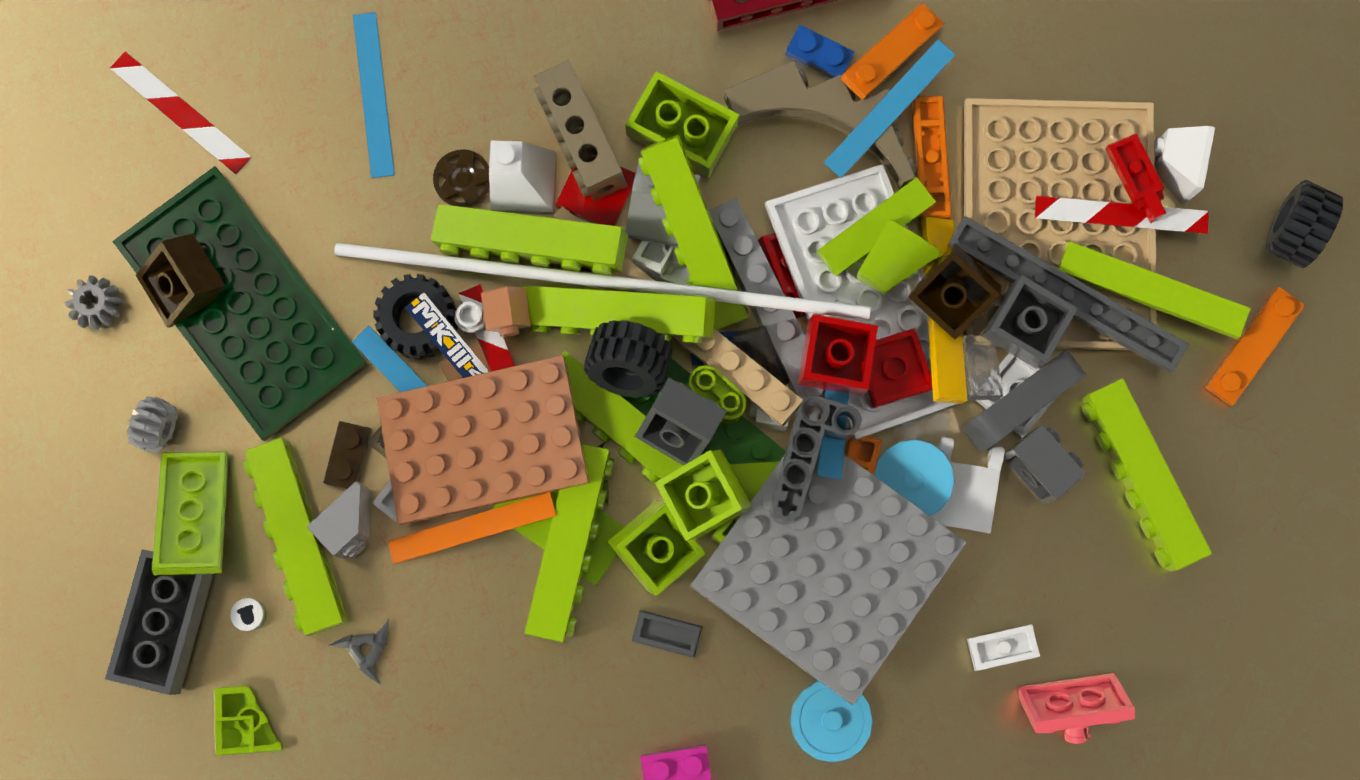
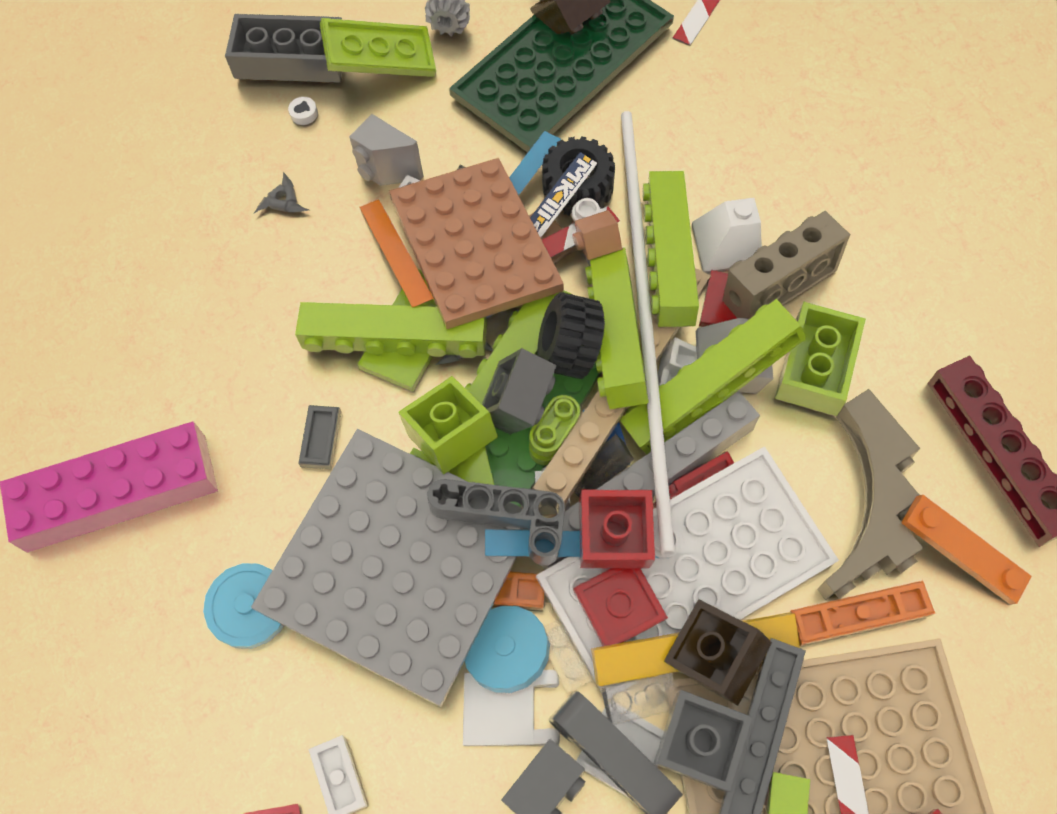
camera: 85 degrees right, 15 degrees down
(241, 723) = (212, 120): lime slope -> none
(298, 550) = (405, 109): lime brick -> none
(347, 455) = (447, 154): dark brown plate -> none
(373, 95) = (770, 118): dark azure sticker -> none
(462, 178) = (712, 191): dark brown wheel -> none
(655, 548) = (383, 396): lime brick -> none
(819, 52) = (940, 477): blue plate -> none
(860, 237) = (768, 561): lime tile -> none
(889, 108) = (904, 554): dark azure sticker -> none
(895, 257) = (739, 581): lime slope -> none

